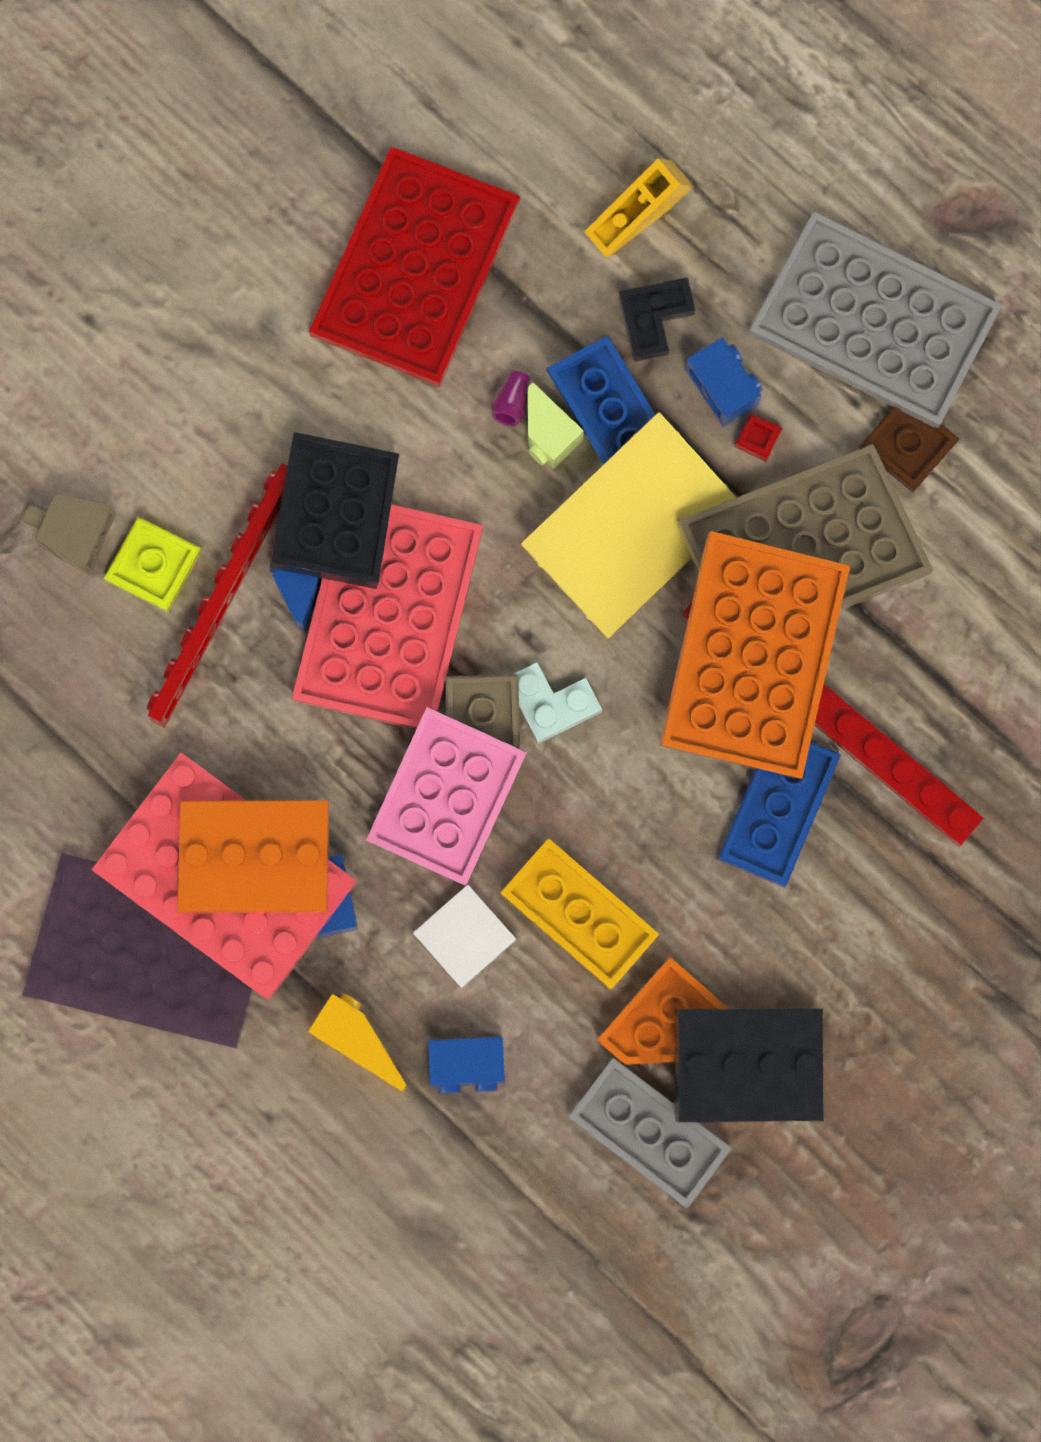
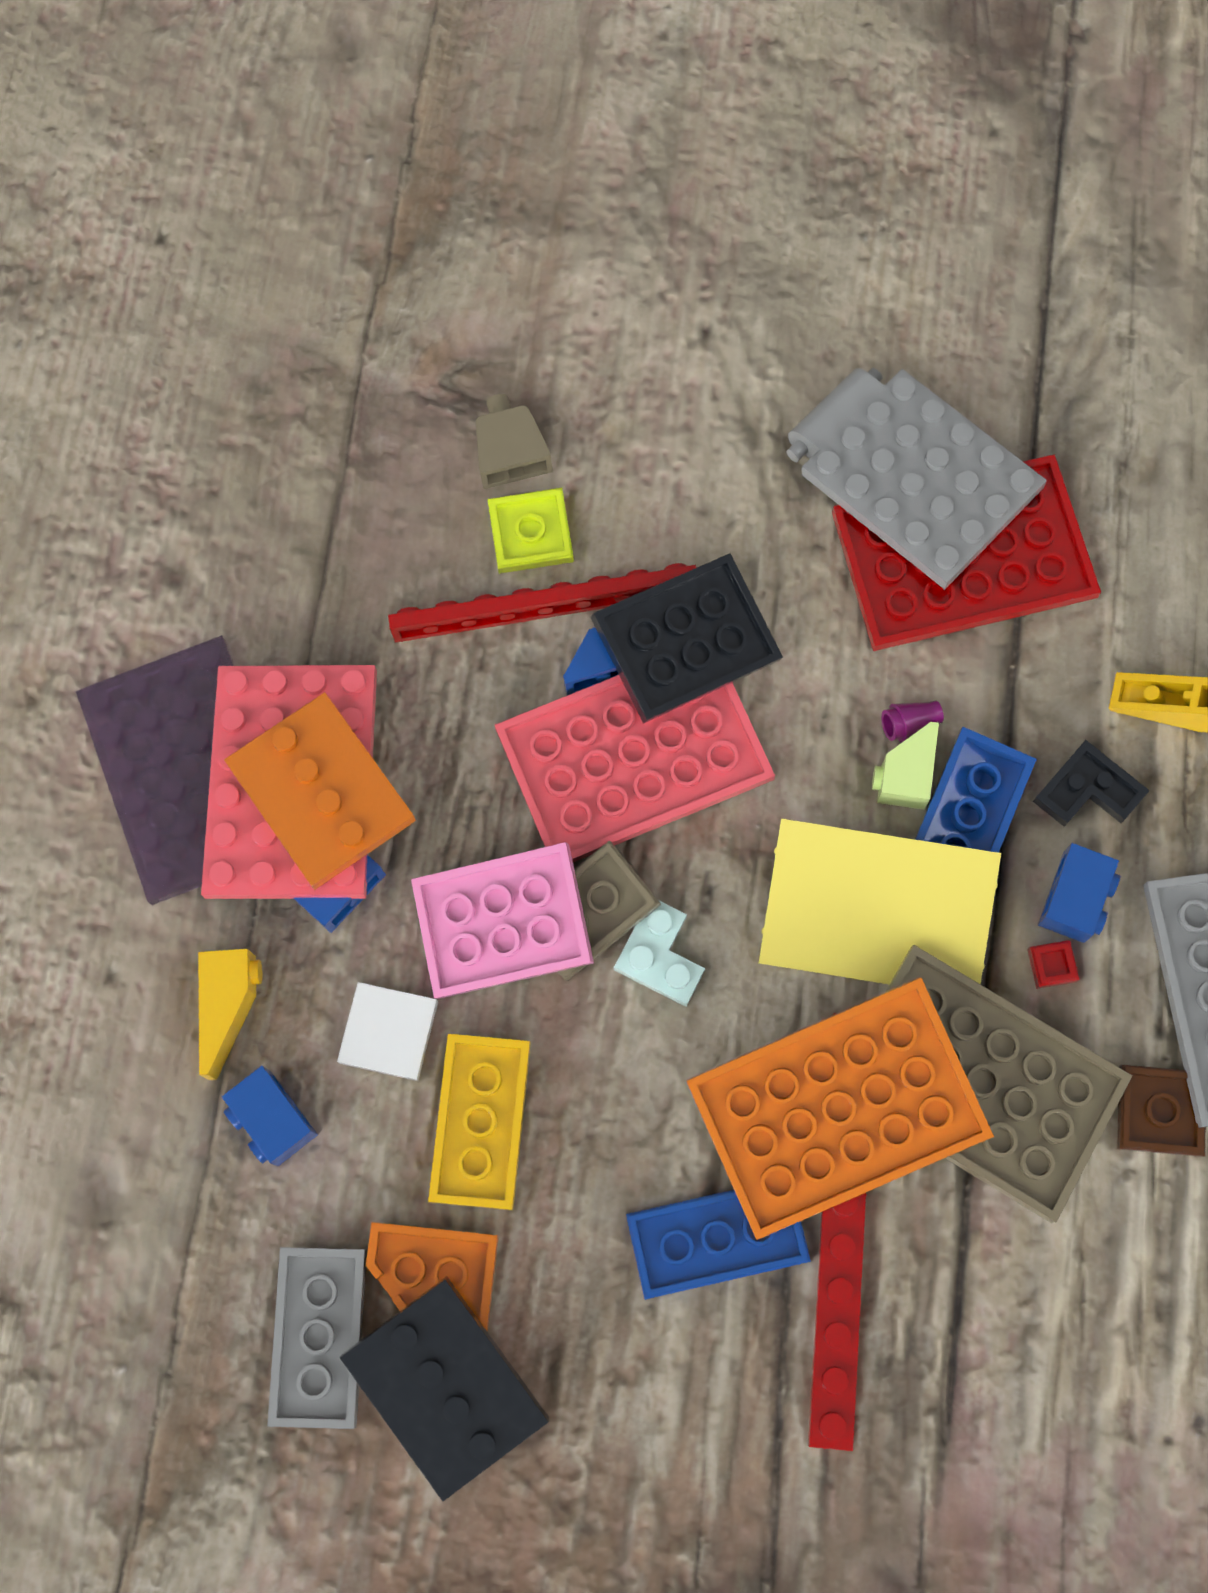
camera: 60 degrees right, 5 degrees down
(324, 255) = (912, 470): none -> light grey plate

